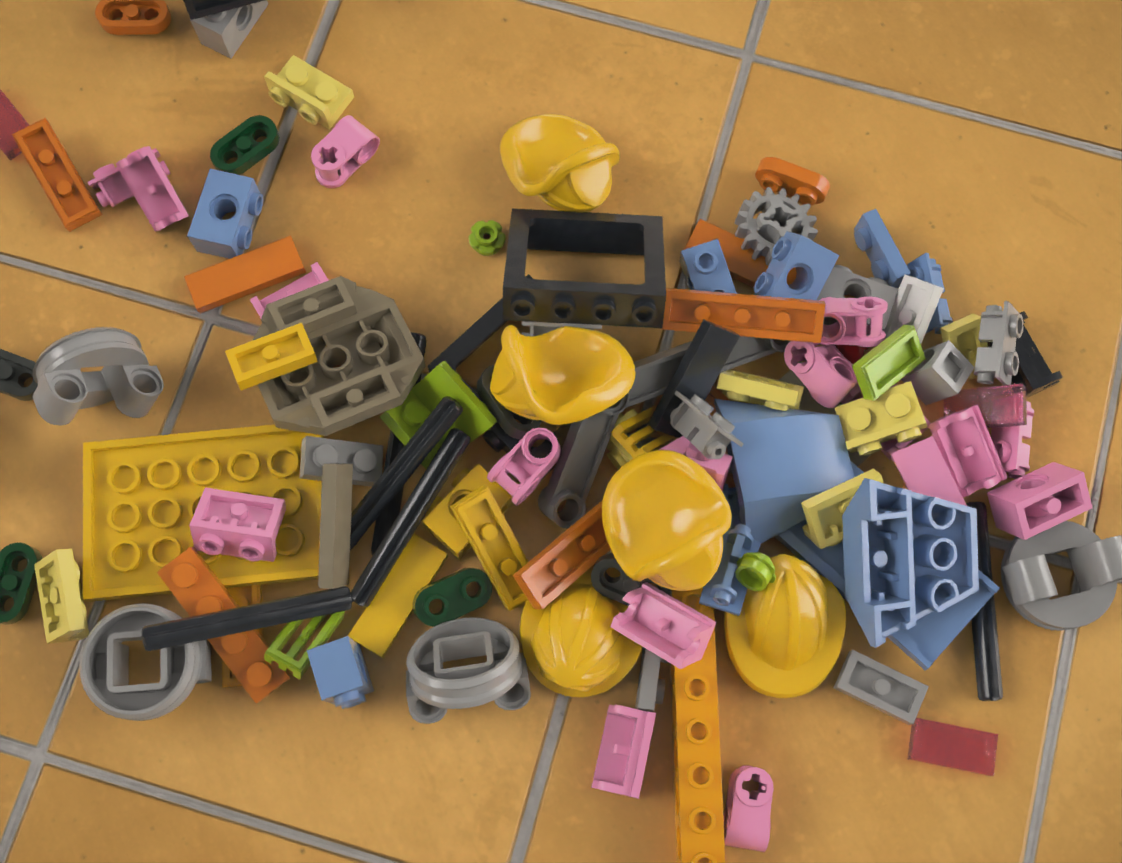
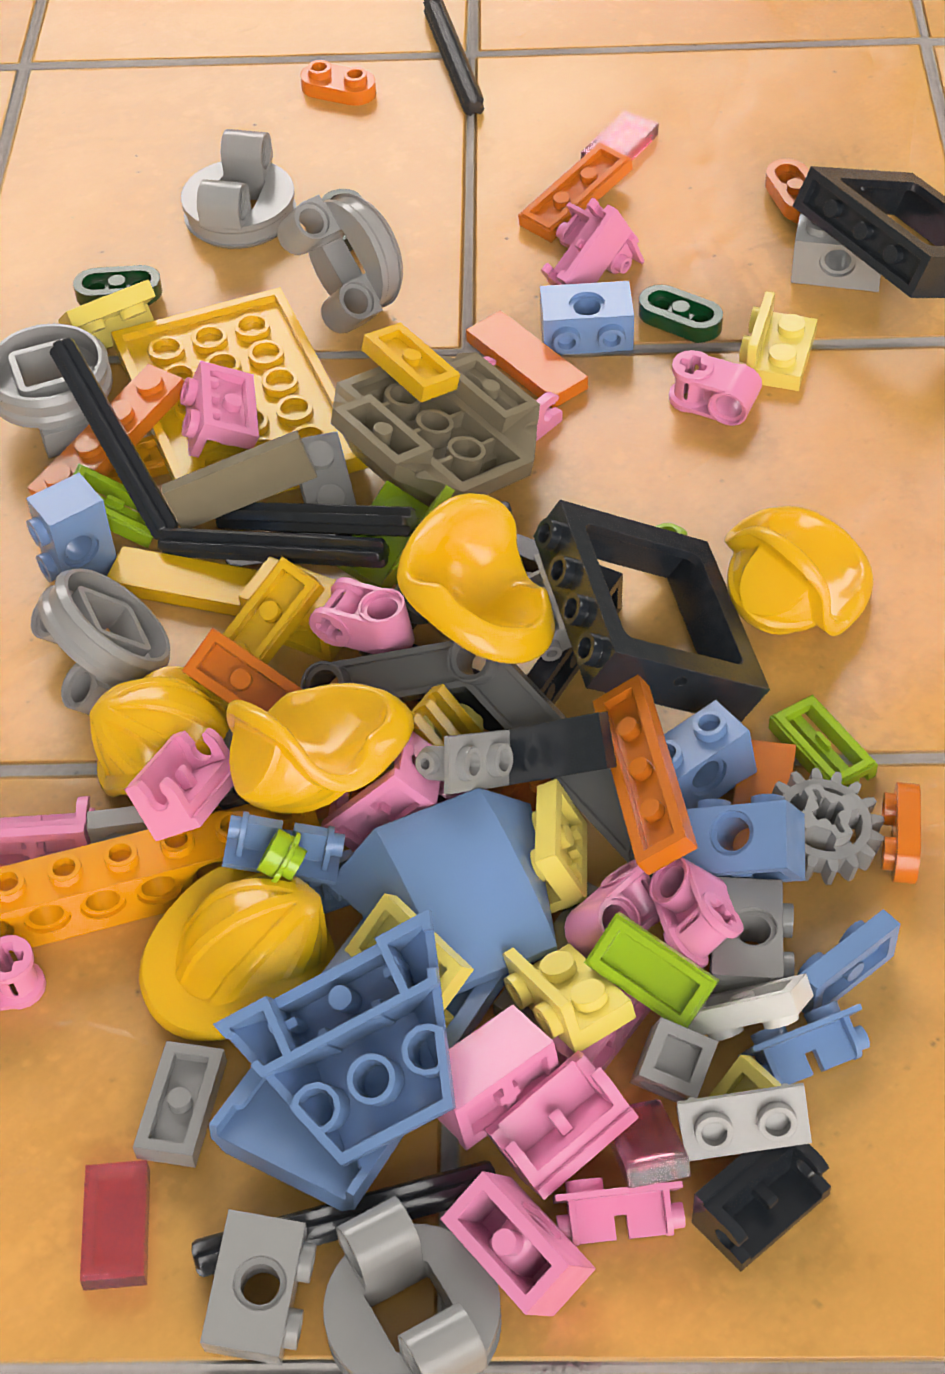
camera: 80 degrees right, 25 degrees down
(453, 595) = (188, 617): dark green plate -> none
(707, 215) = (814, 749): none -> lime tile
(1036, 663) = (251, 1247): none -> light grey brick

